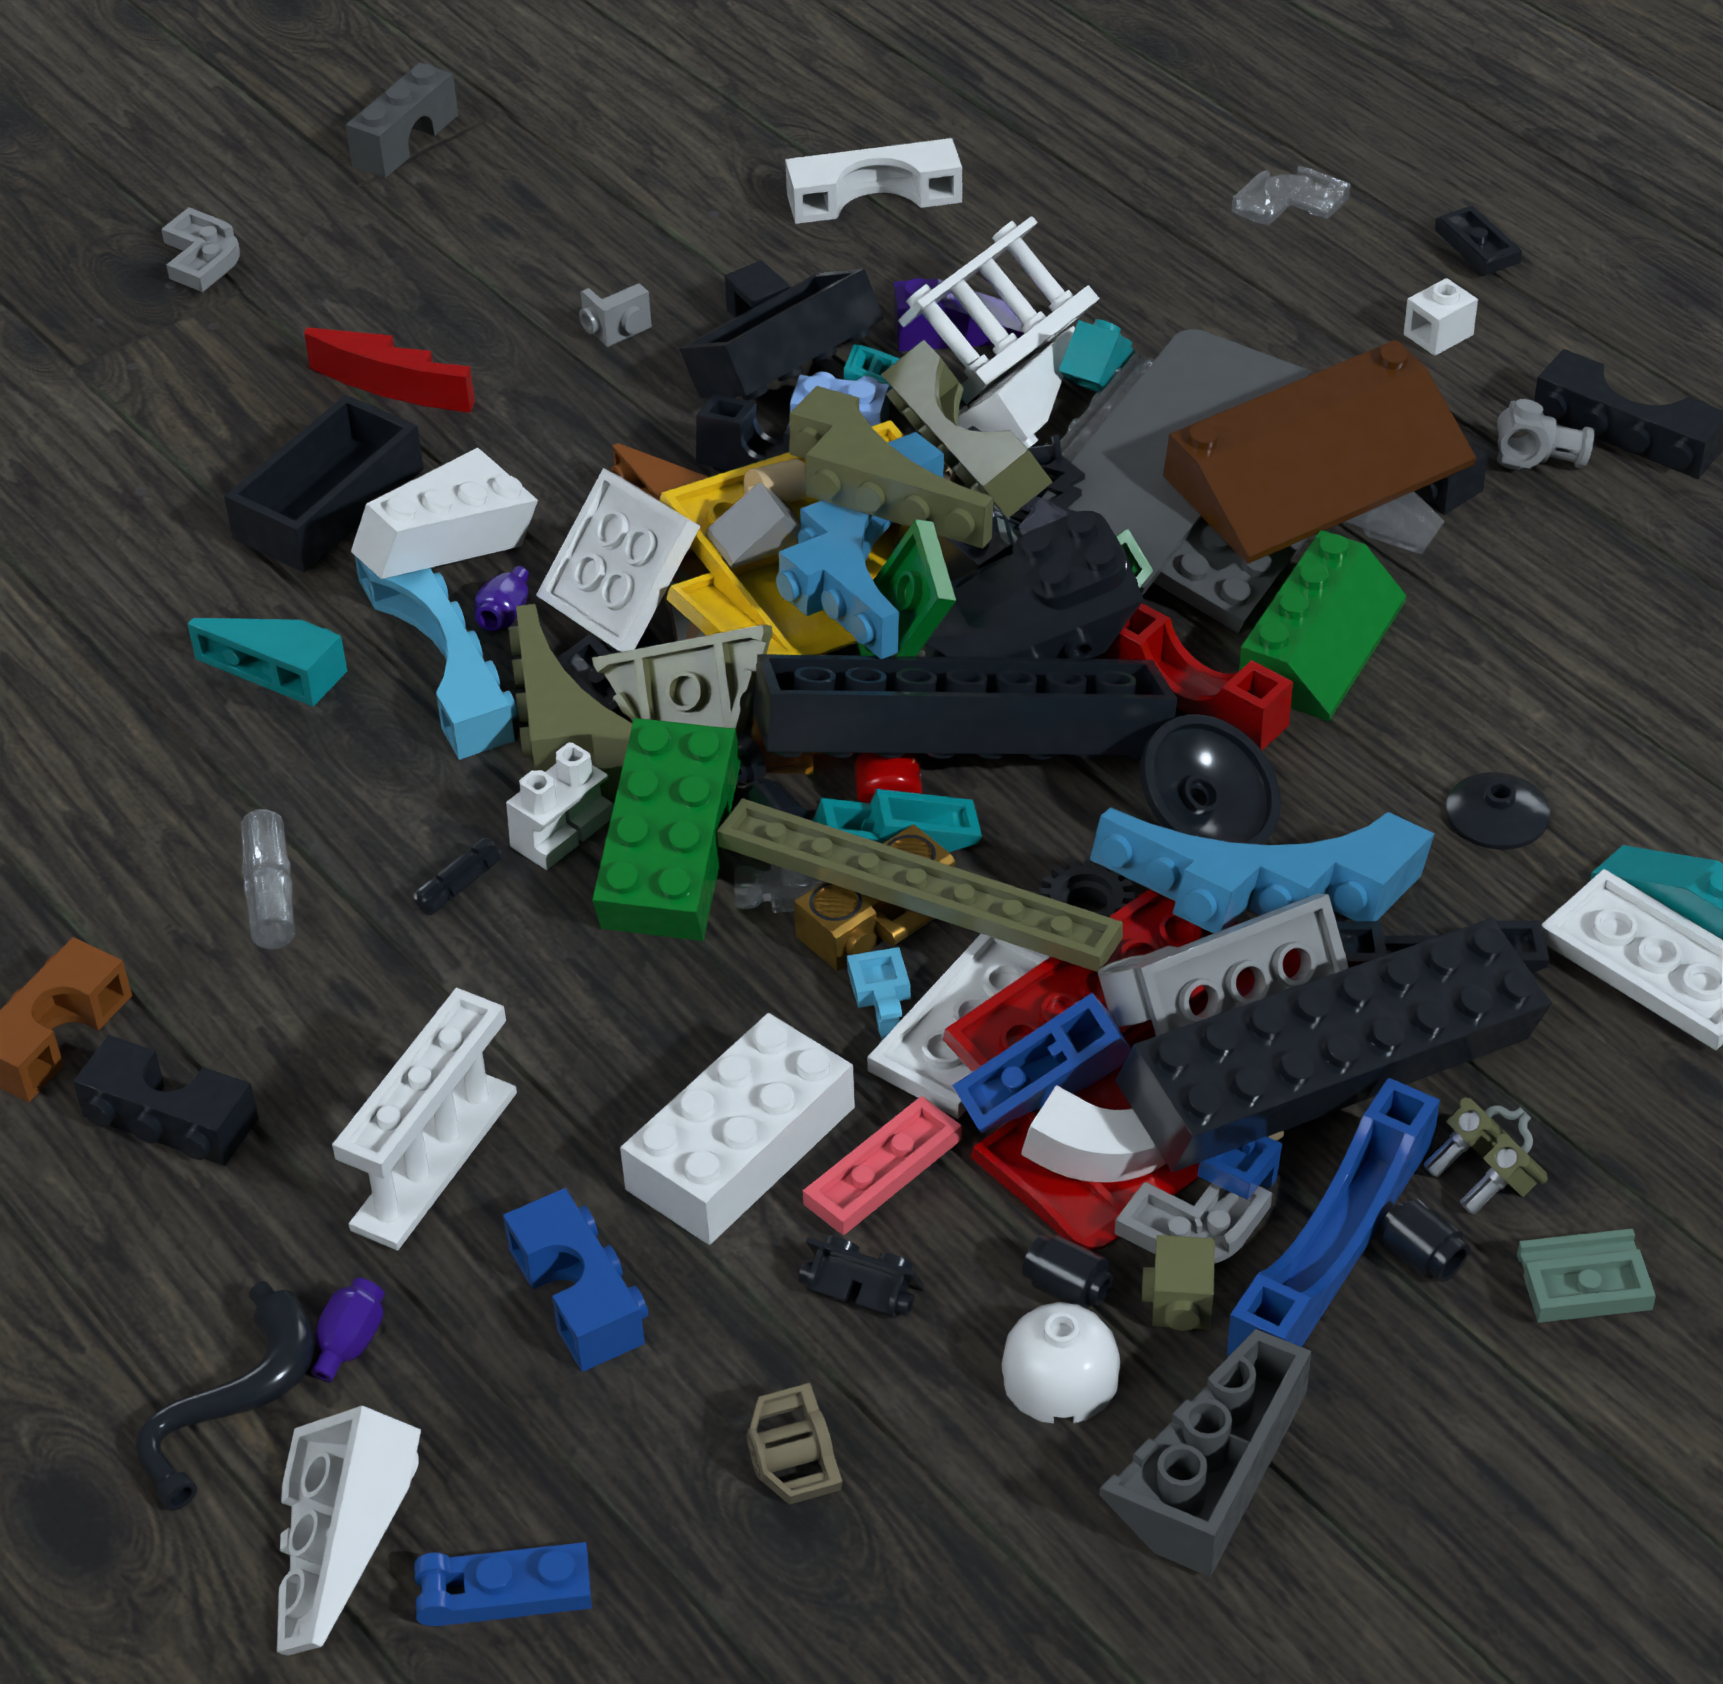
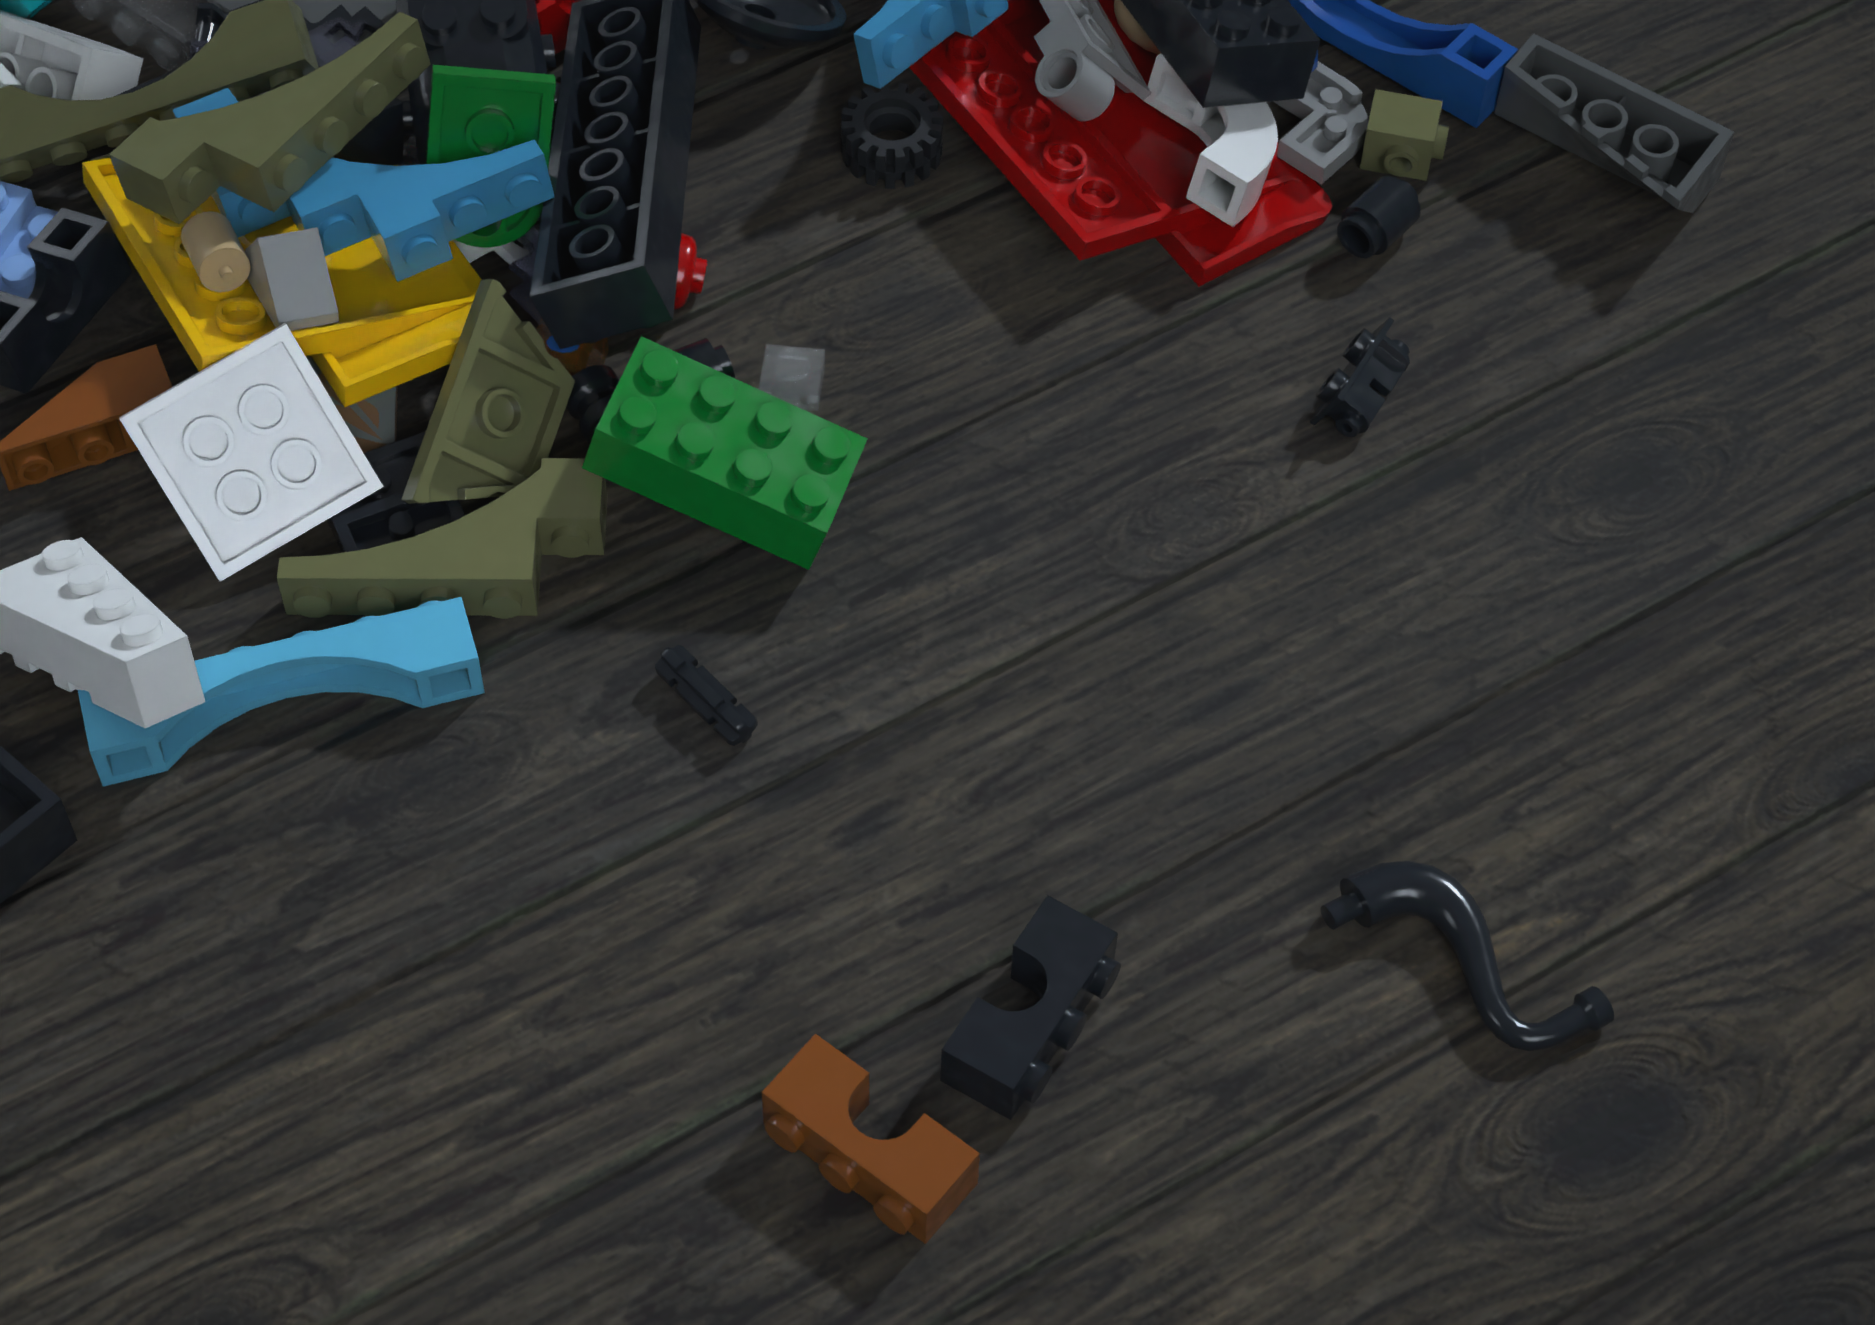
camera: 85 degrees left, 10 degrees up
(267, 879) = (671, 891): clear axle -> none
(273, 653) = (257, 861): teal slope -> none
(342, 1492) = (1631, 848): white wedge -> none
(347, 1326) = (1382, 831): dark purple plant -> none
(425, 1118) = (1170, 676): white fence -> none
(498, 599) = (218, 615): dark purple plant -> none
(502, 1584) = (1716, 713): blue plate -> none
(558, 807) = (636, 571): white hips -> none
(560, 1242) = (1390, 594): blue arch -> none
(738, 1128) = (1162, 451): white piece -> none
(793, 1445) = (1568, 443): dark tan piece -> none
(847, 923) = (847, 301): pearl gold piece -> none
(880, 981) = (966, 316): medium azure plate -> none
(882, 1165) = (1220, 345): coral plate -> none
(914, 1050) = (1008, 245): white plate -> none
(921, 885) = (883, 232): olive plate -> none
(944, 819) = (737, 277): teal slope -> none
(1060, 1363) = (1482, 241): white cylinder -> none
(1065, 1052) = (1154, 163): blue slope -> none

